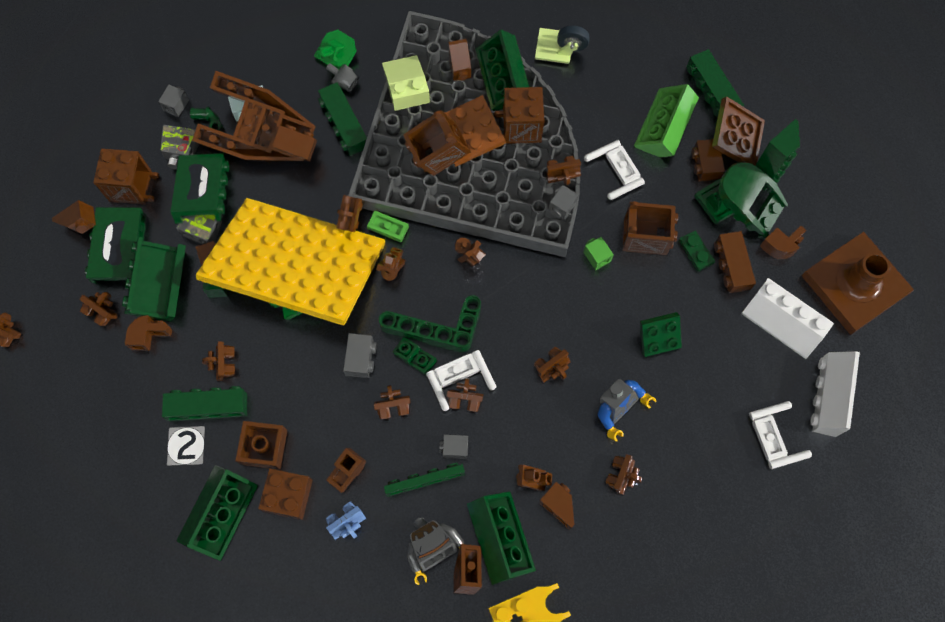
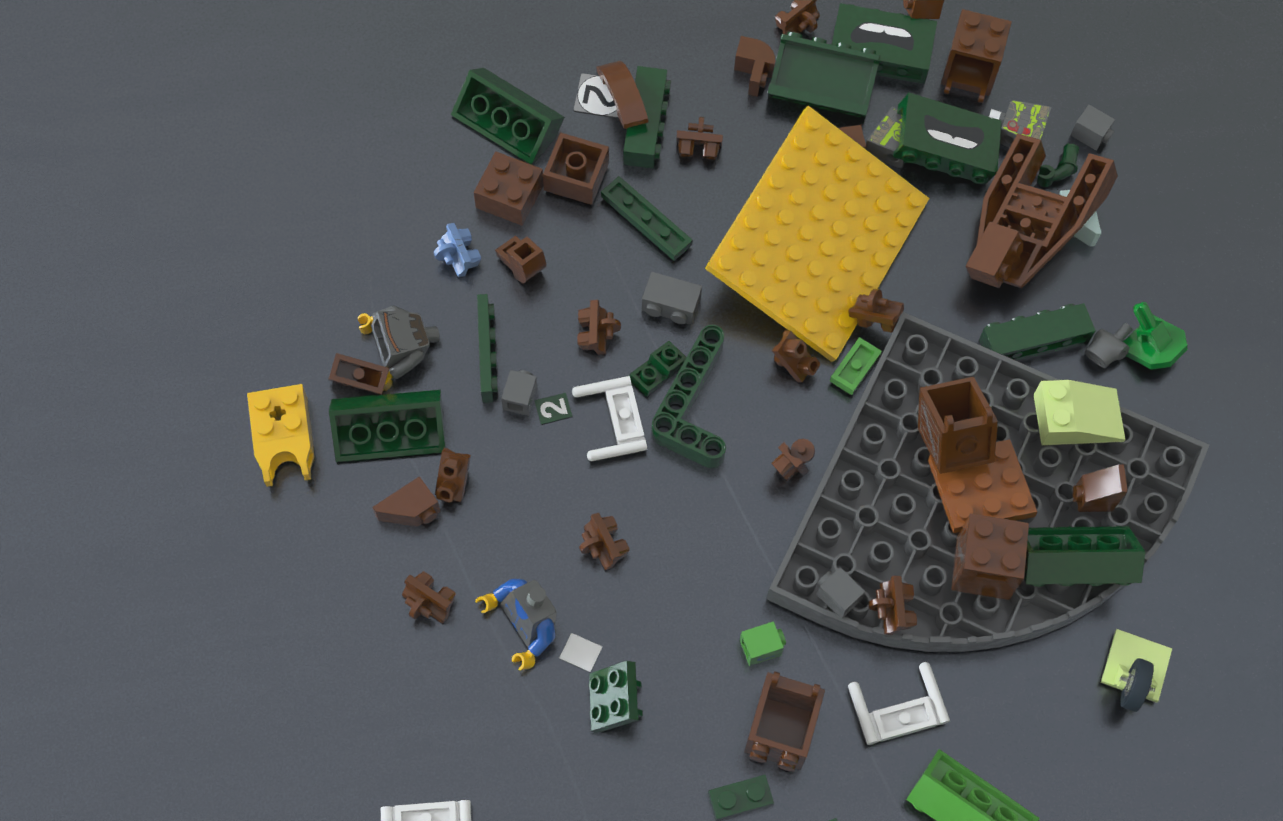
camera: 100 degrees right, 5 degrees down
(186, 422) = (624, 93): none -> reddish brown slope
(293, 387) = (646, 218): none -> dark green plate
(459, 423) = (553, 408): none -> dark green sticker
(473, 398) = (588, 419): reddish brown hips -> none
(630, 366) = (580, 652): none -> white sticker

